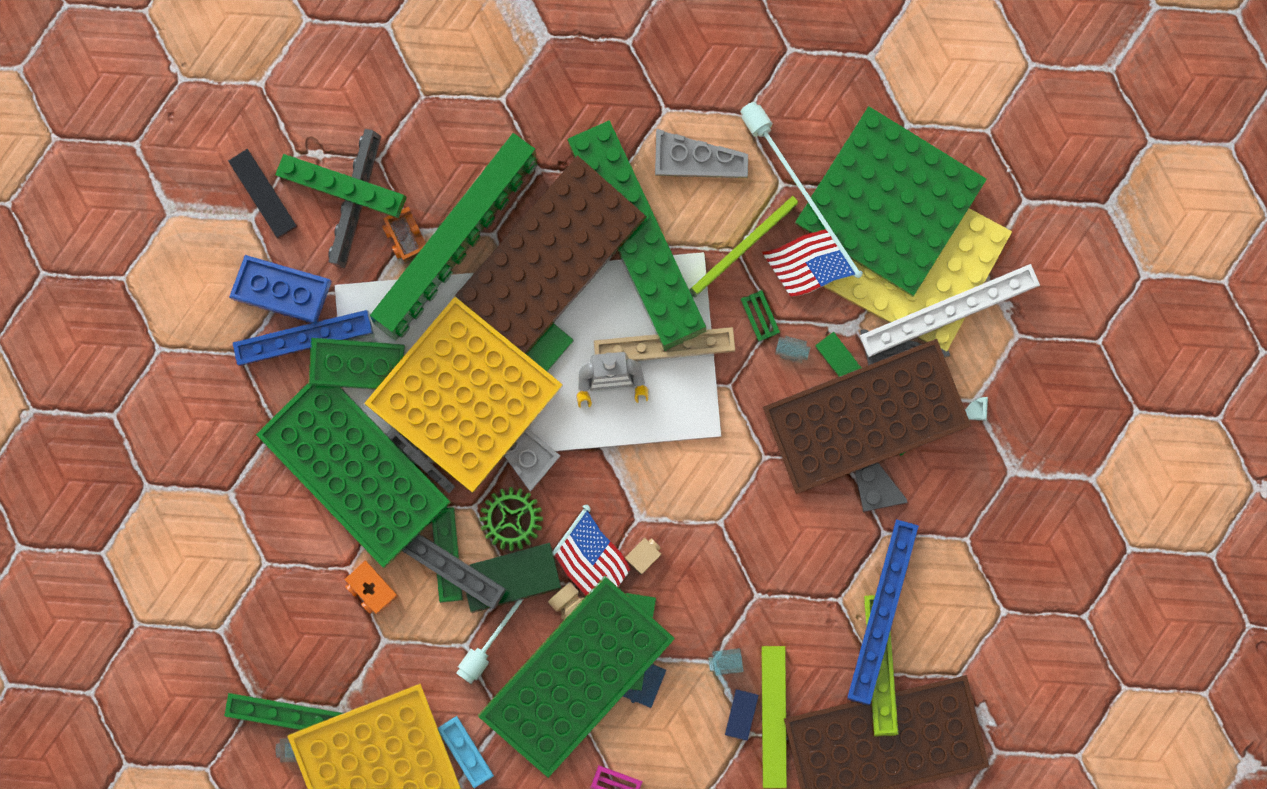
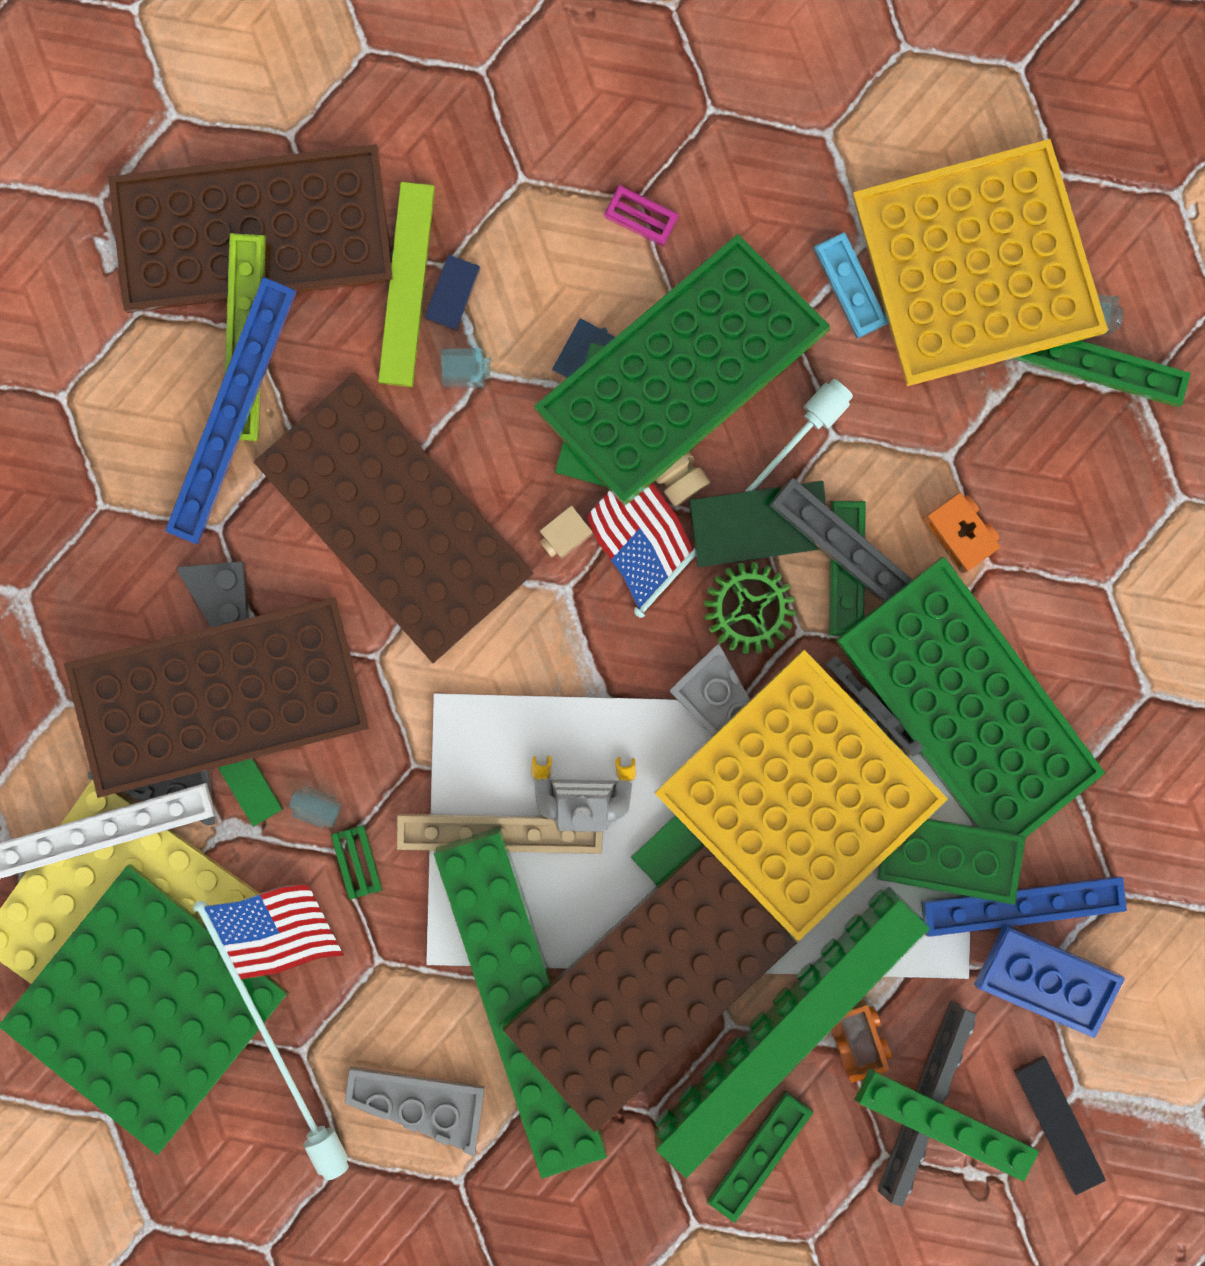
camera: 170 degrees left, 5 degrees up
(463, 150) = (760, 1156): none -> green tile
(743, 246) = (366, 967): lime tile -> none
(763, 553) = (393, 518): none -> reddish brown plate
(977, 409) = (57, 690): light aqua tile -> none

